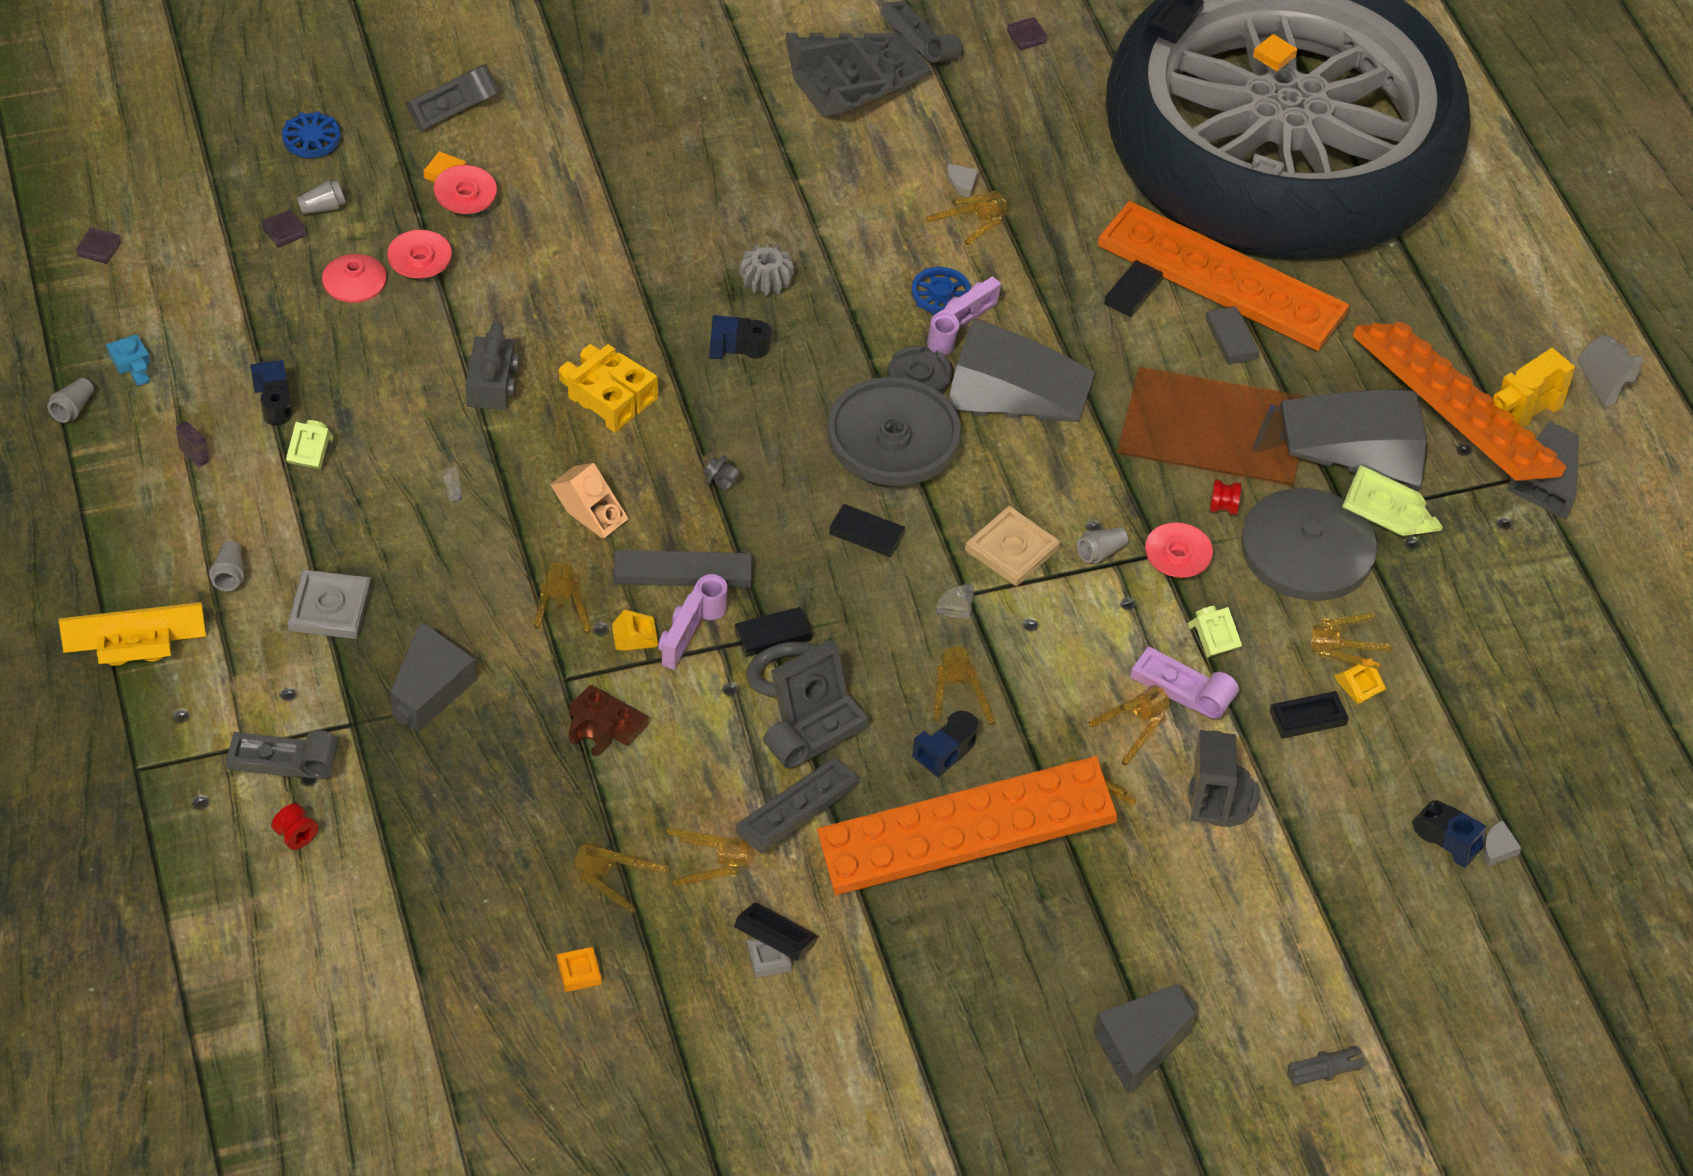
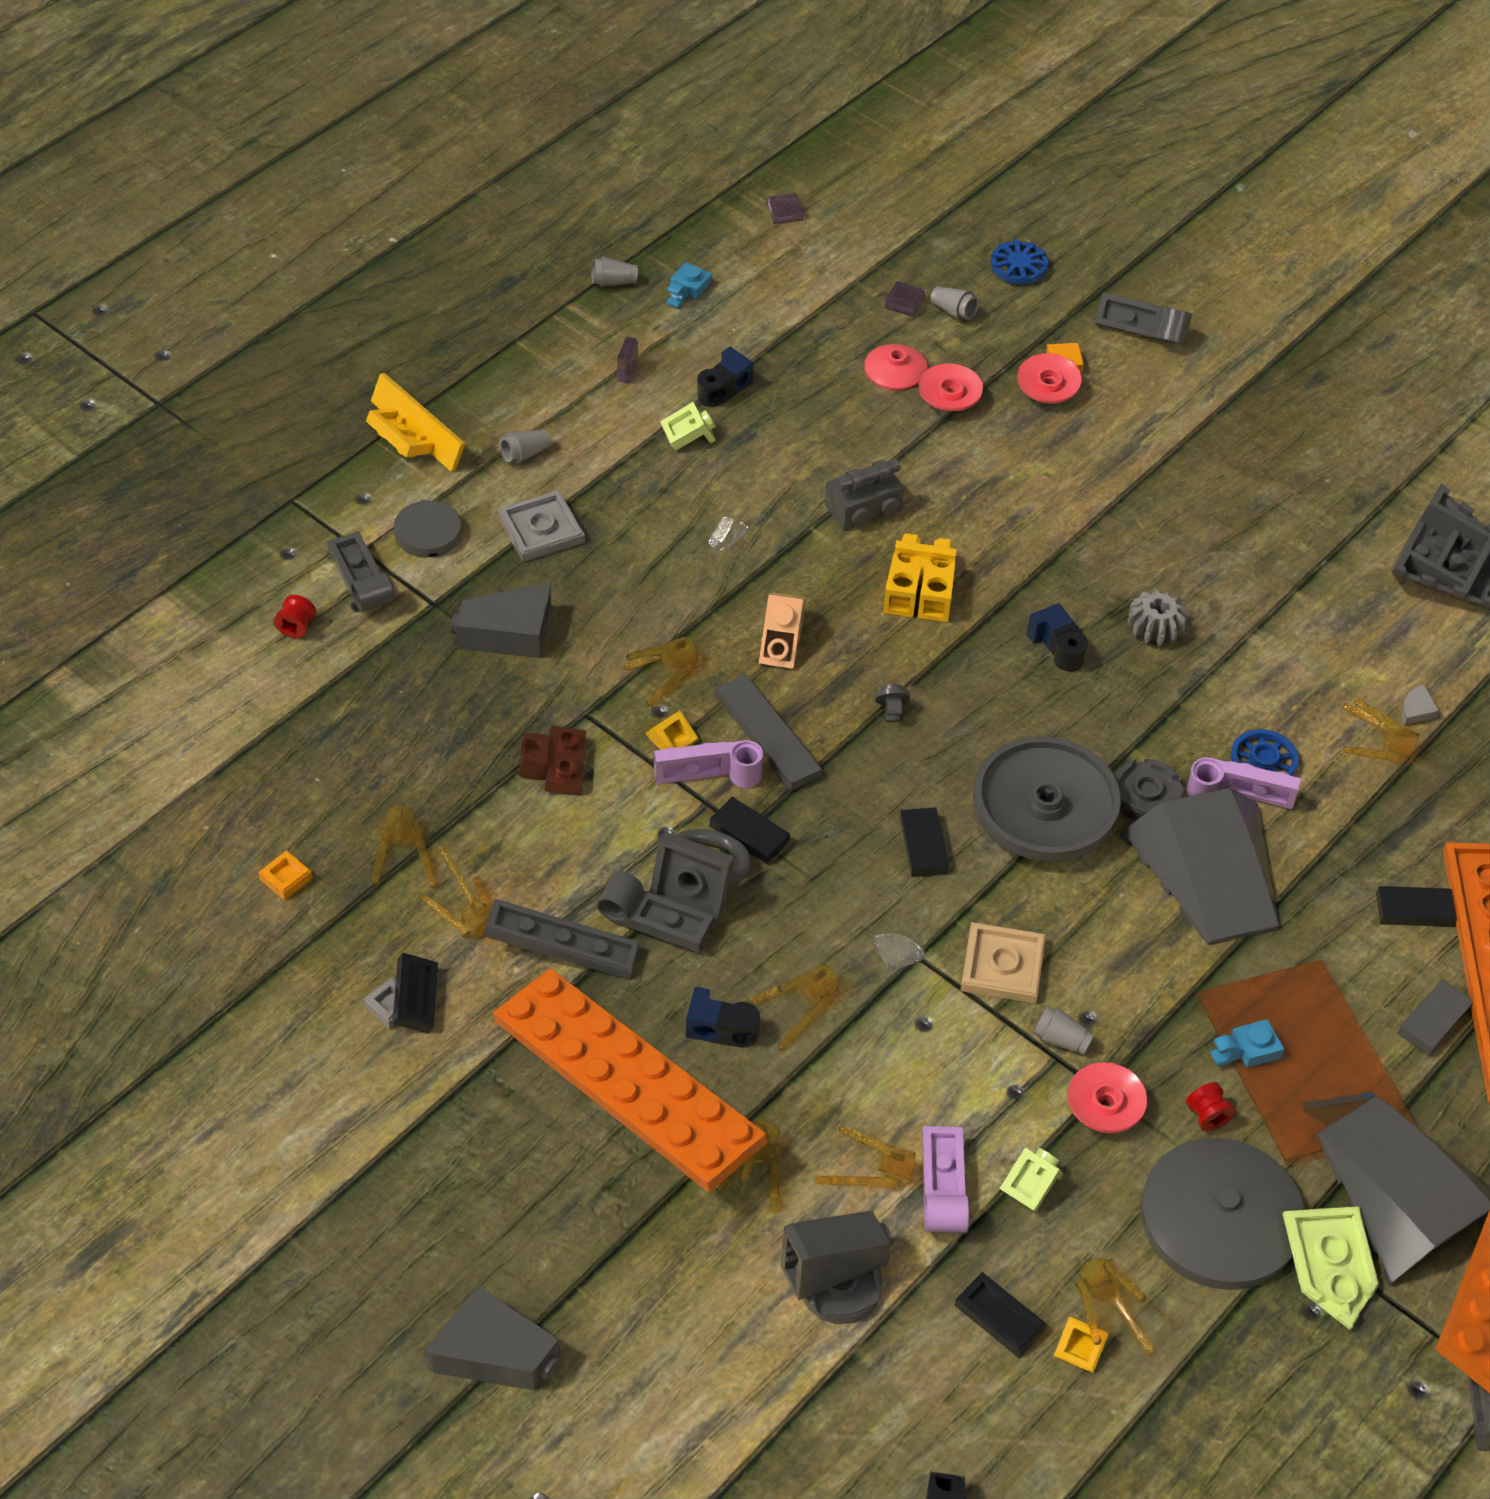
camera: 60 degrees right, 0 degrees up
(264, 684) = (427, 528): none -> dark grey tile
(1188, 444) = (1252, 1043): none -> dark azure plate

